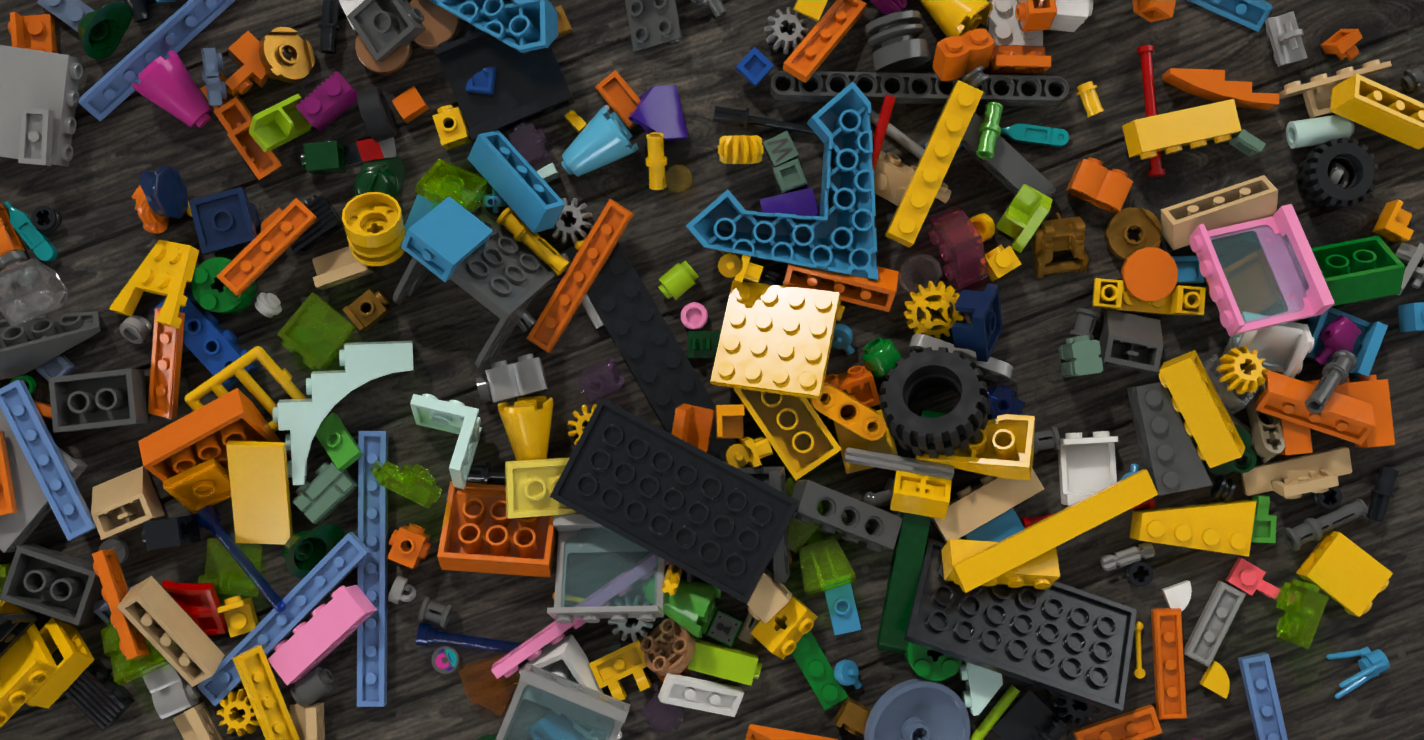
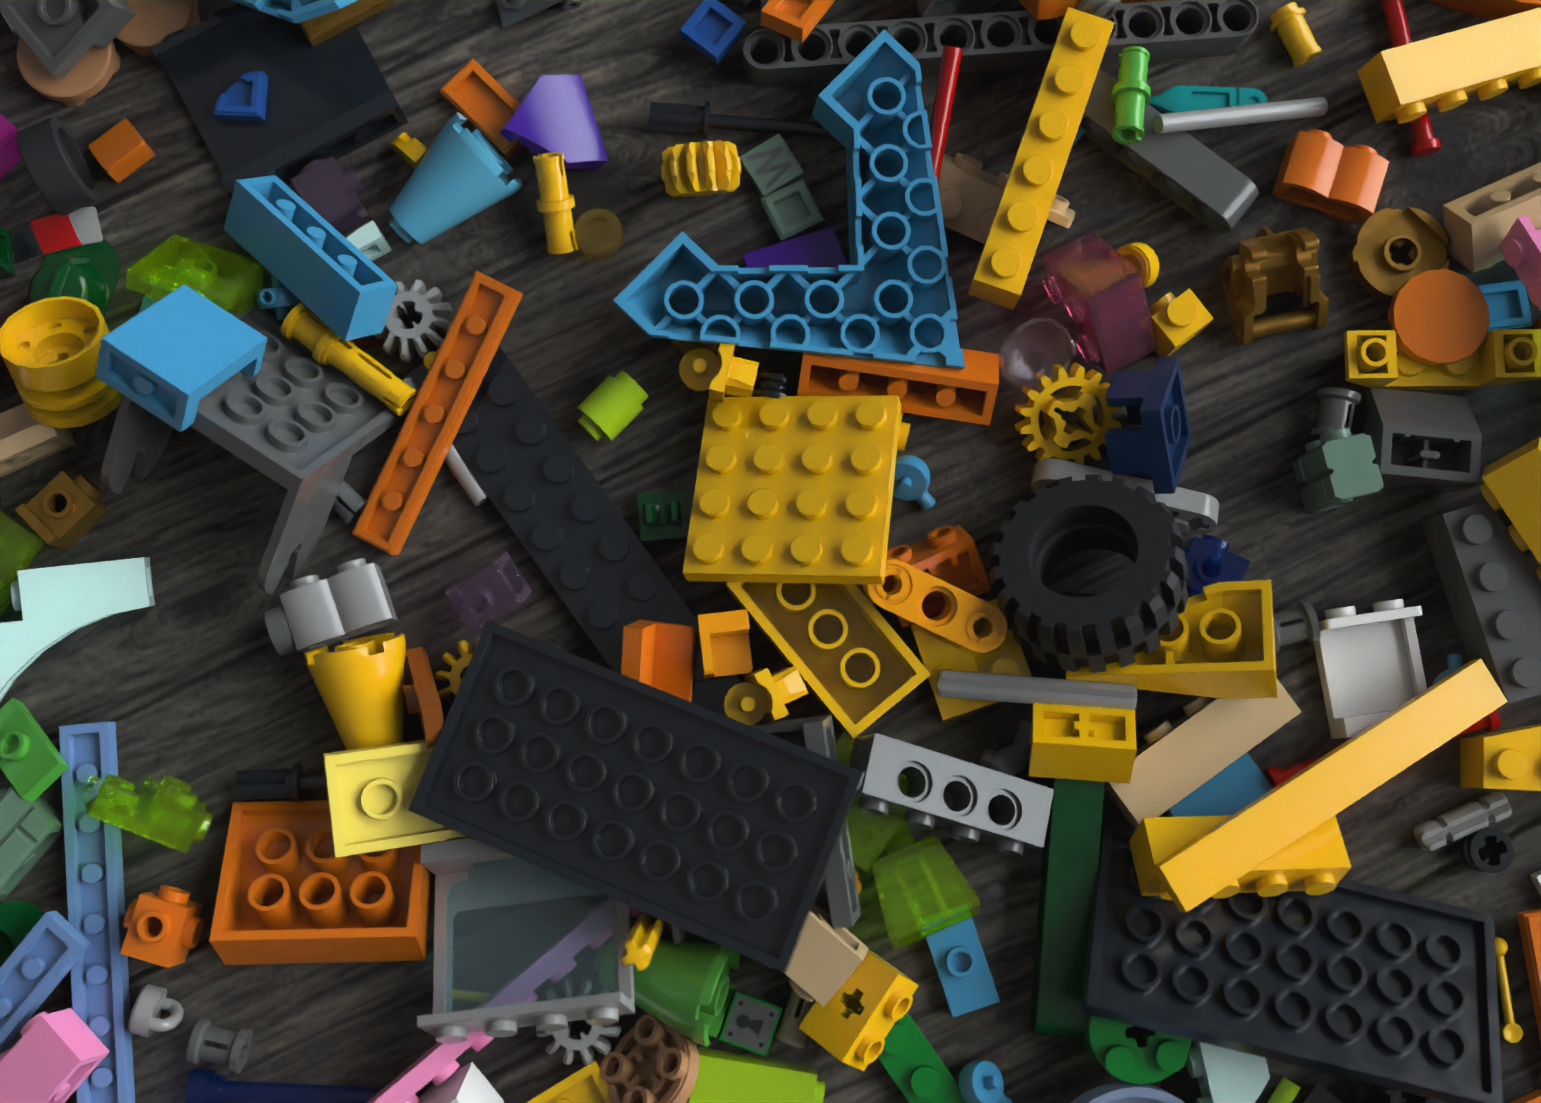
camera: 10 degrees left, 5 degrees down
(453, 418) = (227, 686): light aqua bracket -> none
(458, 133) = (202, 191): yellow brick -> none
(561, 434) = (422, 695): none -> dark orange plate
(694, 316) = (646, 467): bright pink tile -> none
(880, 356) = (982, 505): green head -> none
(899, 137) = (975, 128): light grey bar -> none
(1024, 216) = (1207, 237): lime panel -> none
(1051, 145) = (1239, 115): none -> light grey bar

